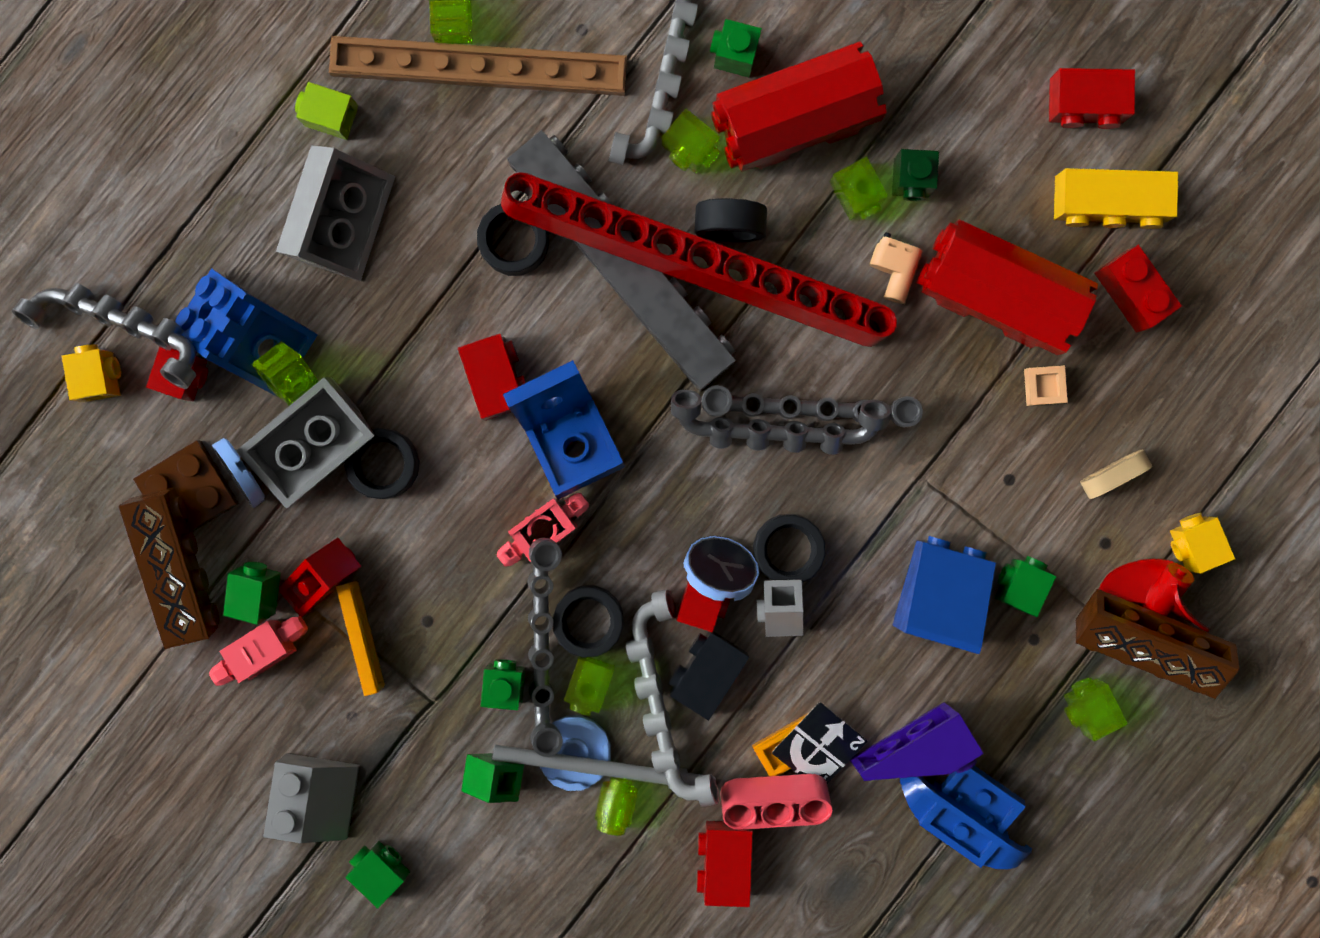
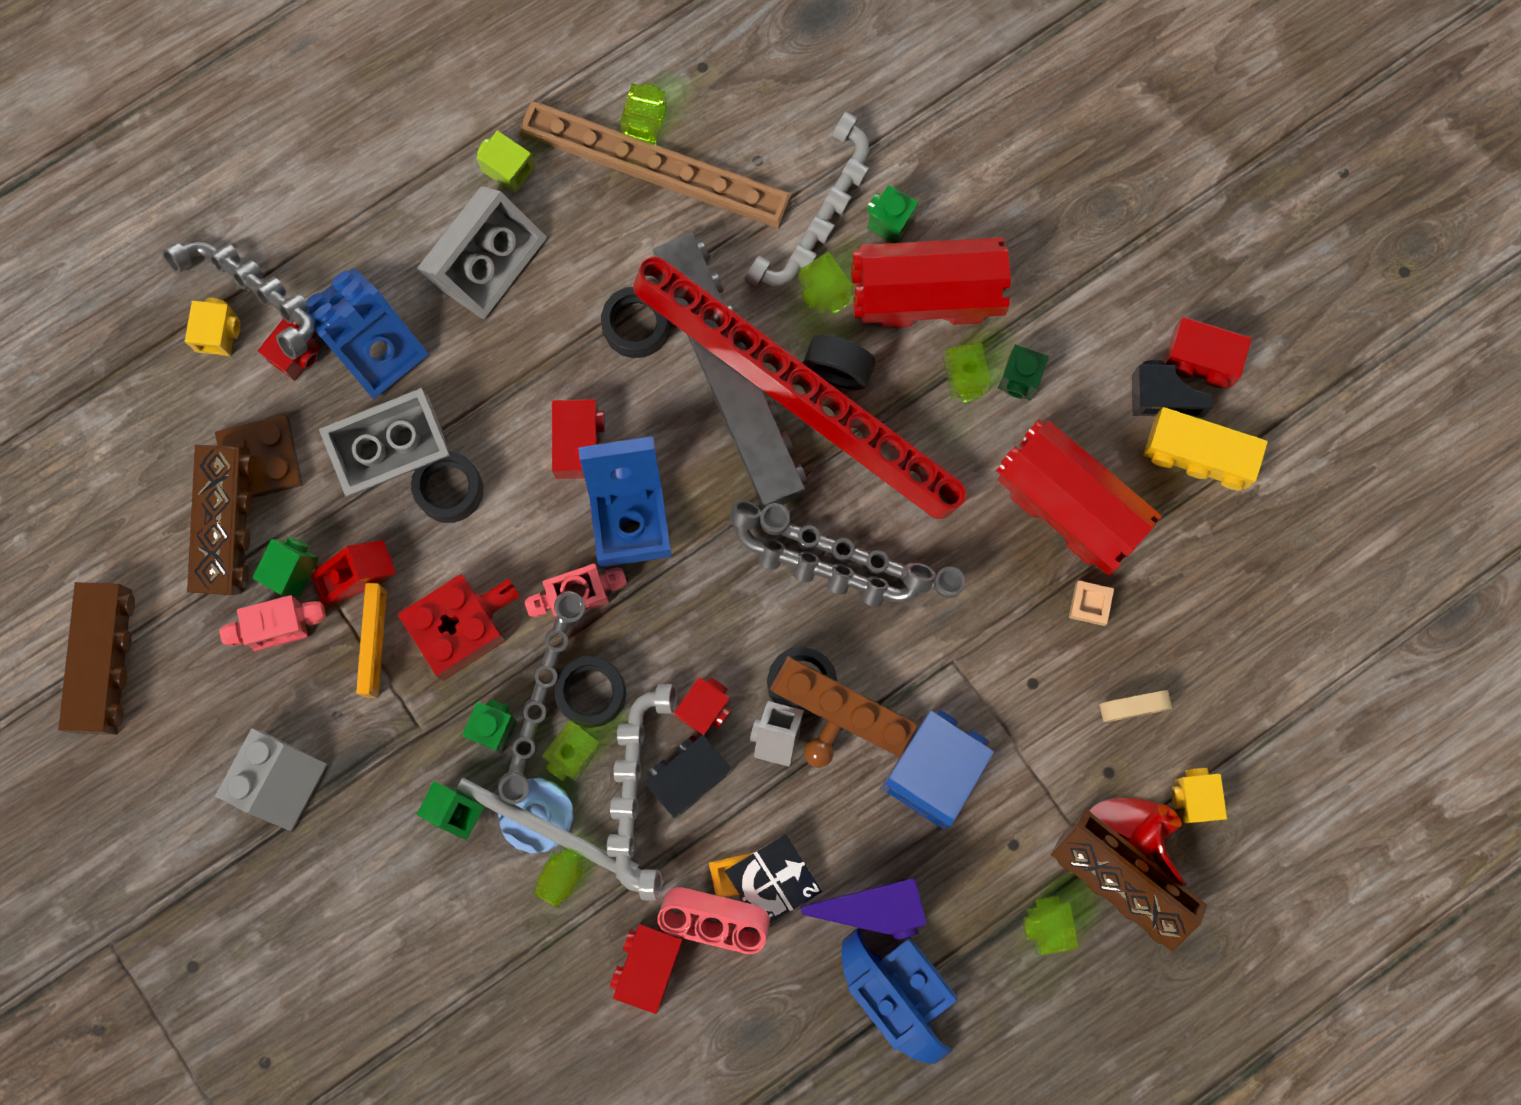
camera: 20 degrees right, 10 degrees down
(100, 737) = (96, 658): none -> reddish brown brick
(238, 472) = (313, 452): light blue tile -> none
(285, 373) = (387, 375): clear neon green brick -> none
(377, 872) = (309, 870): green brick -> none
(452, 582) = (473, 617): none -> red brick
(721, 568) = (731, 677): black tile -> none
(836, 566) = (842, 709): none -> dark orange plate
(899, 261) = (986, 448): light nougat piece -> none
(1025, 585) = (1017, 785): green brick -> none
(1055, 147) = (1159, 387): none -> black arch
(1137, 289) = (1202, 538): red brick -> none

